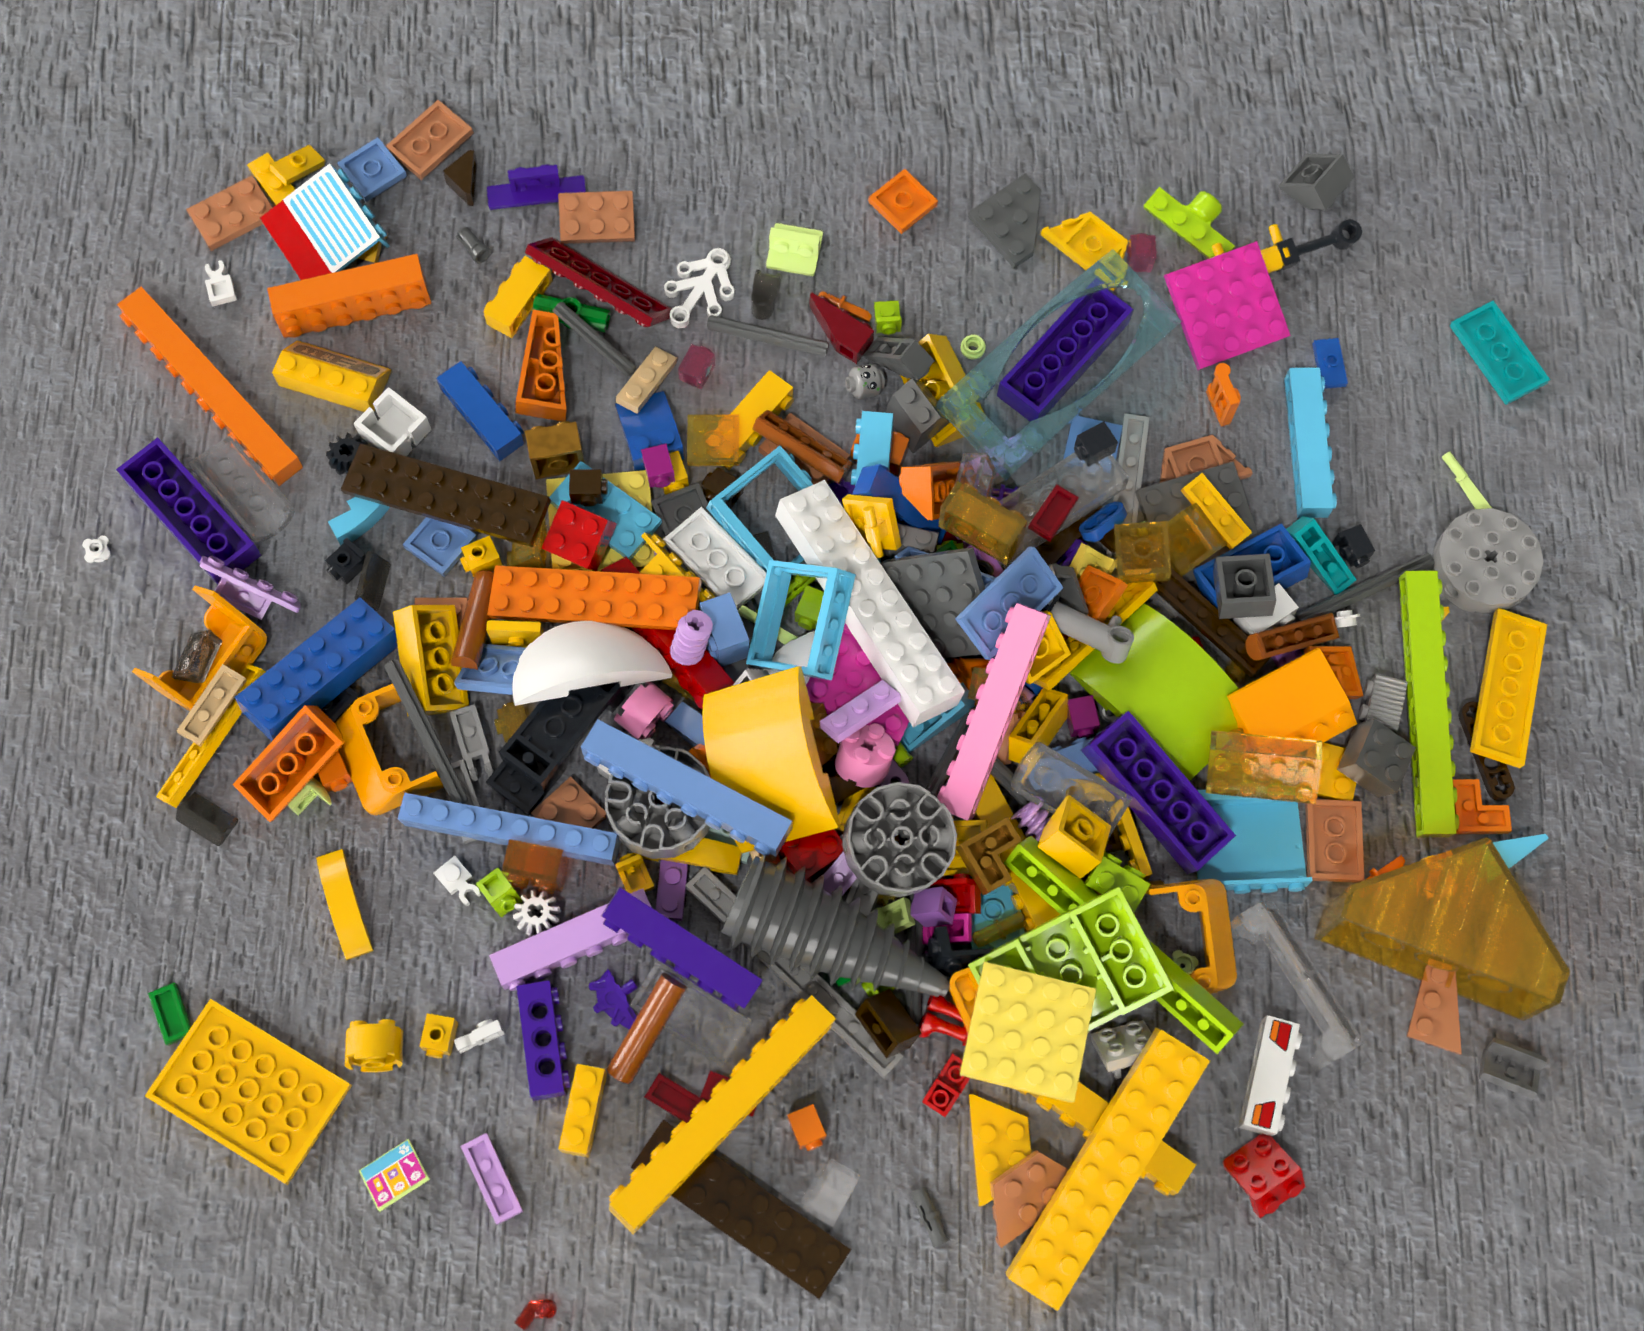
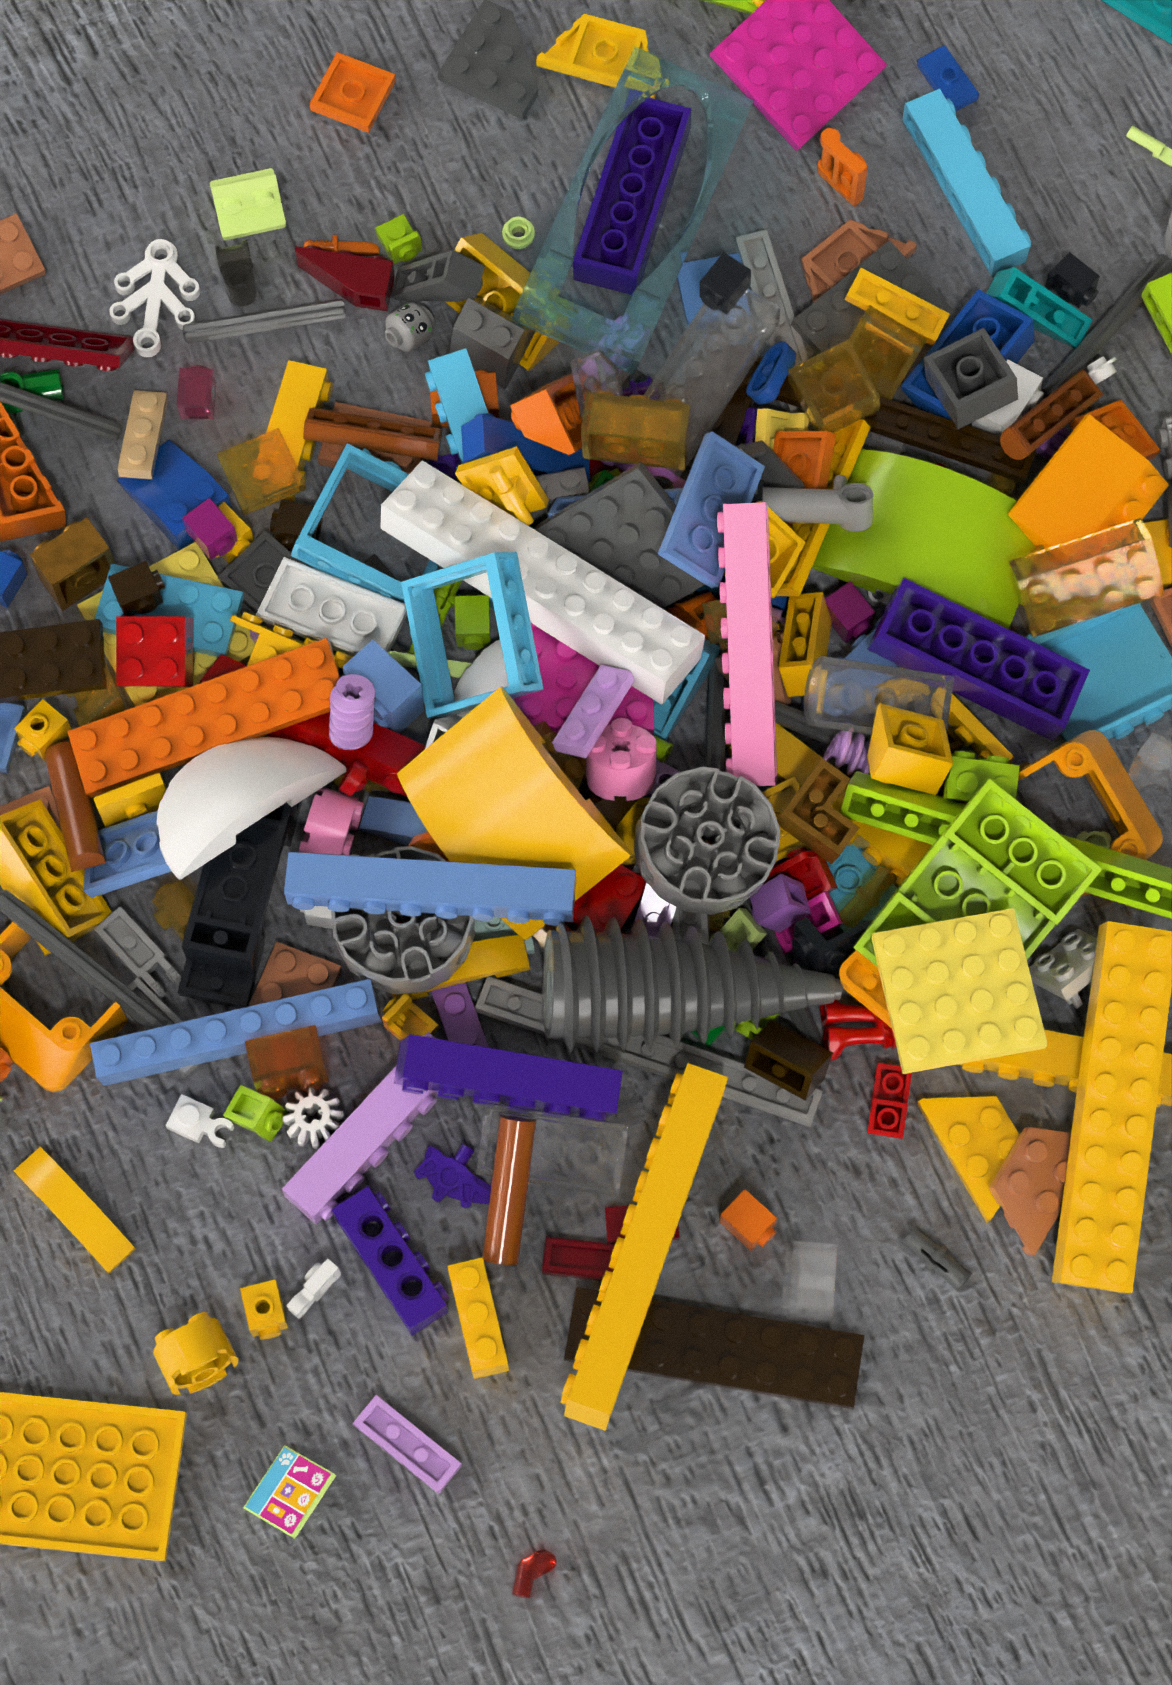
camera: 20 degrees left, 0 degrees up
(674, 685) = (354, 779): none -> red tile
(1053, 512) = (711, 385): dark red tile -> none
(1141, 252) = (668, 37): clear pink brick -> none

